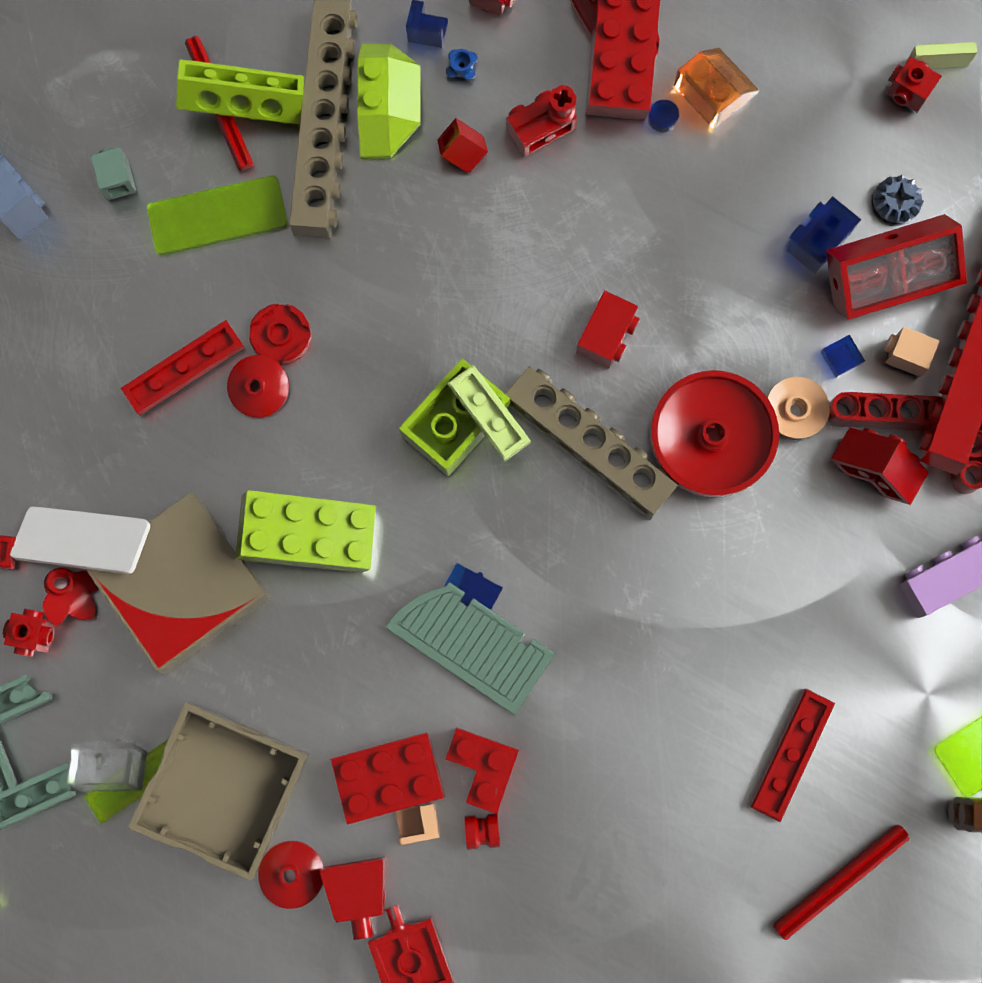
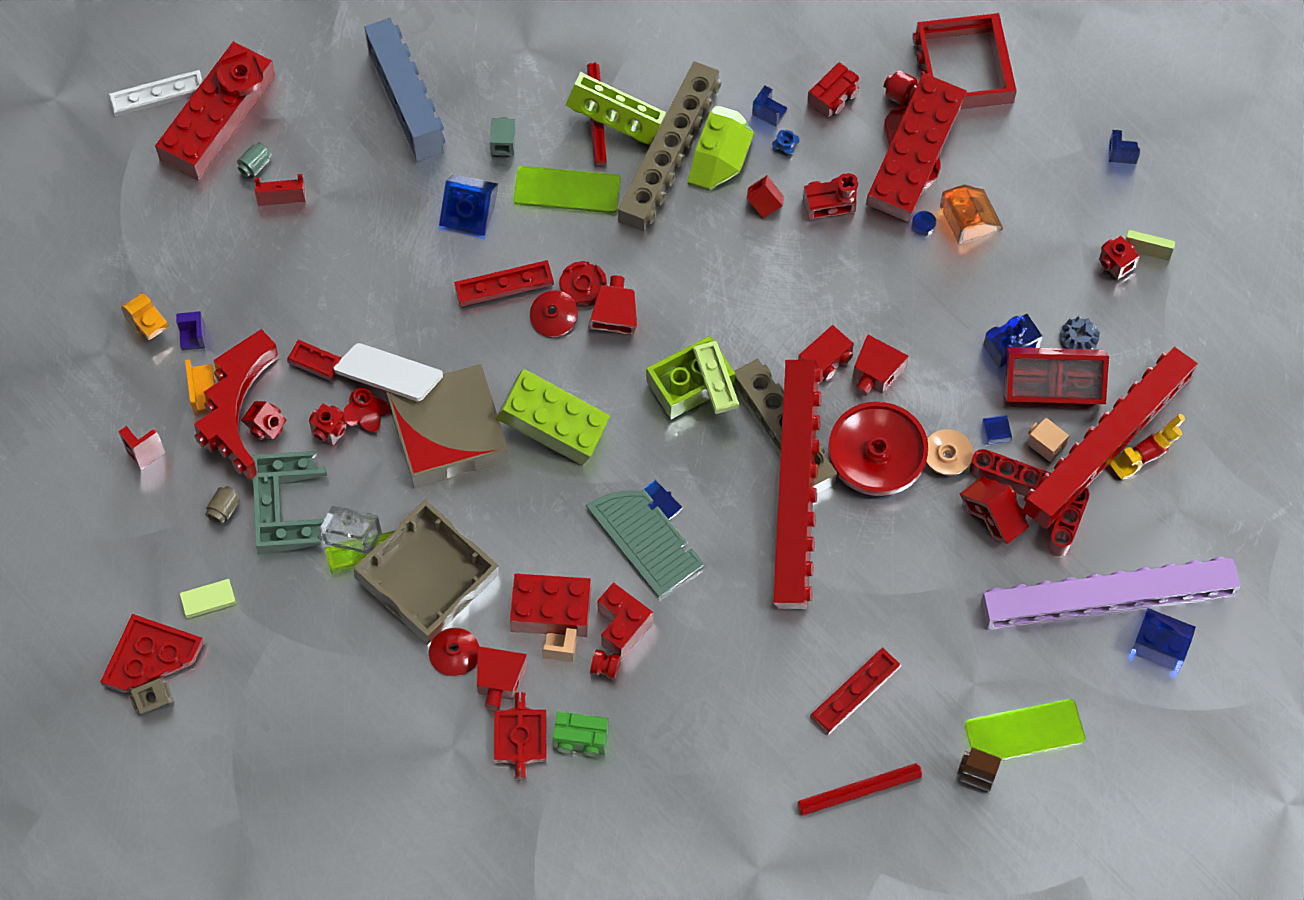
camera: 15 degrees right, 15 degrees down
(101, 277) = (468, 204): none -> clear blue slope
(330, 356) = (614, 308): none -> red torso
(483, 934) = (580, 733): none -> bright green brick
(636, 519) = (797, 484): none -> red brick
(673, 323) = (877, 366): none -> red torso

